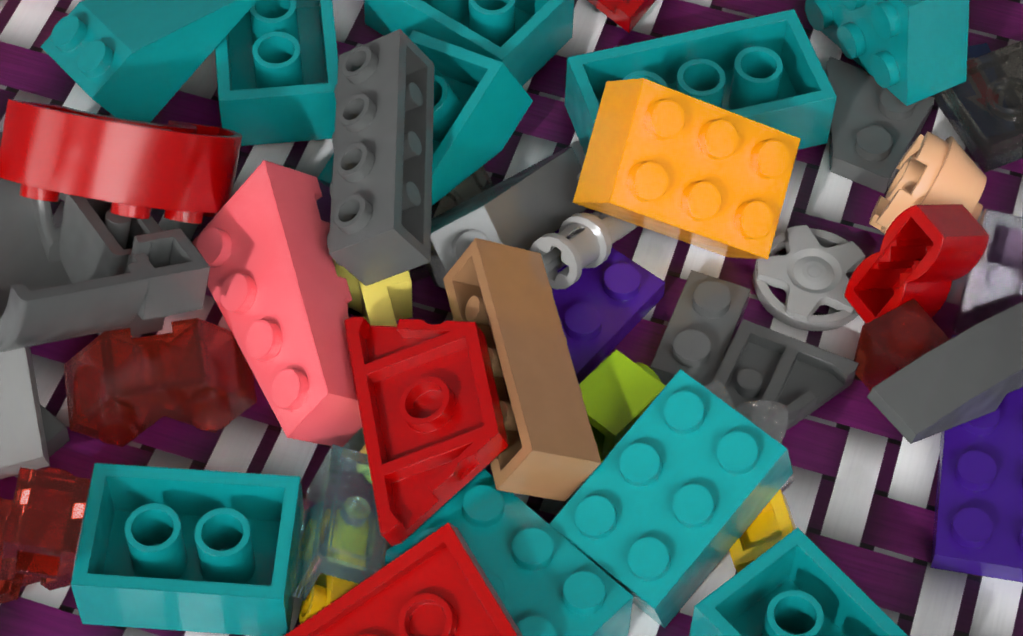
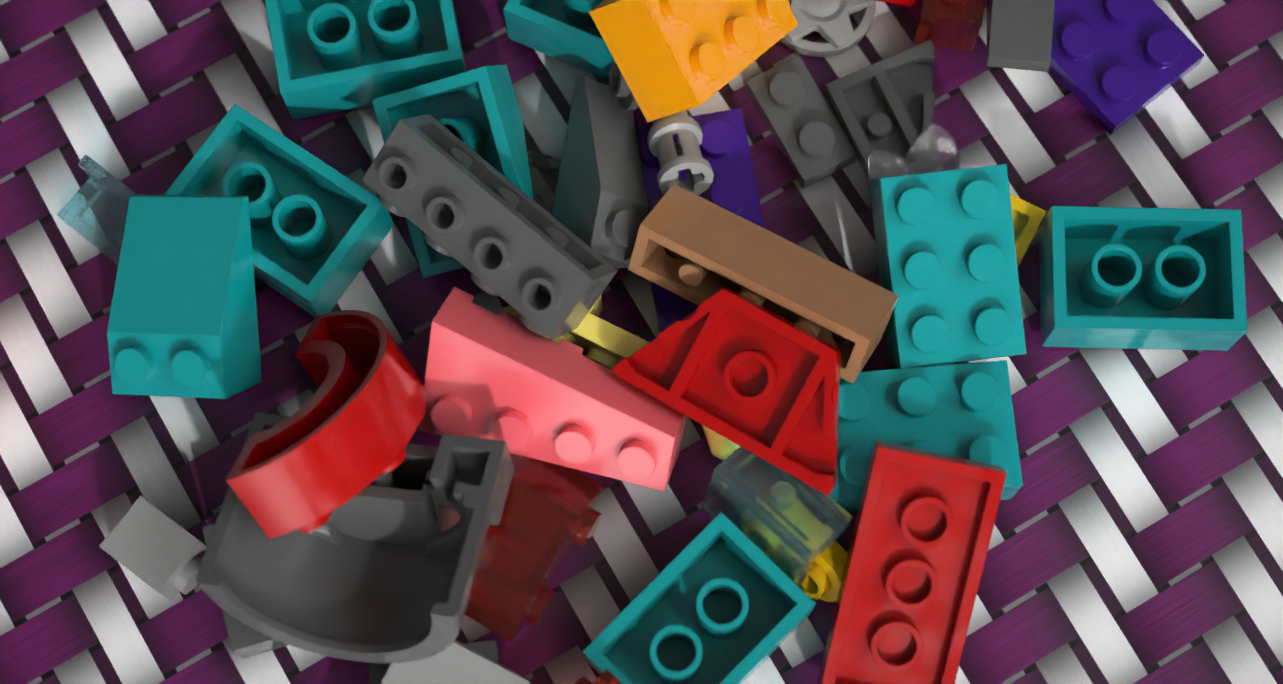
camera: 45 degrees left, 20 degrees up
(617, 397) = (824, 225): lime brick -> none

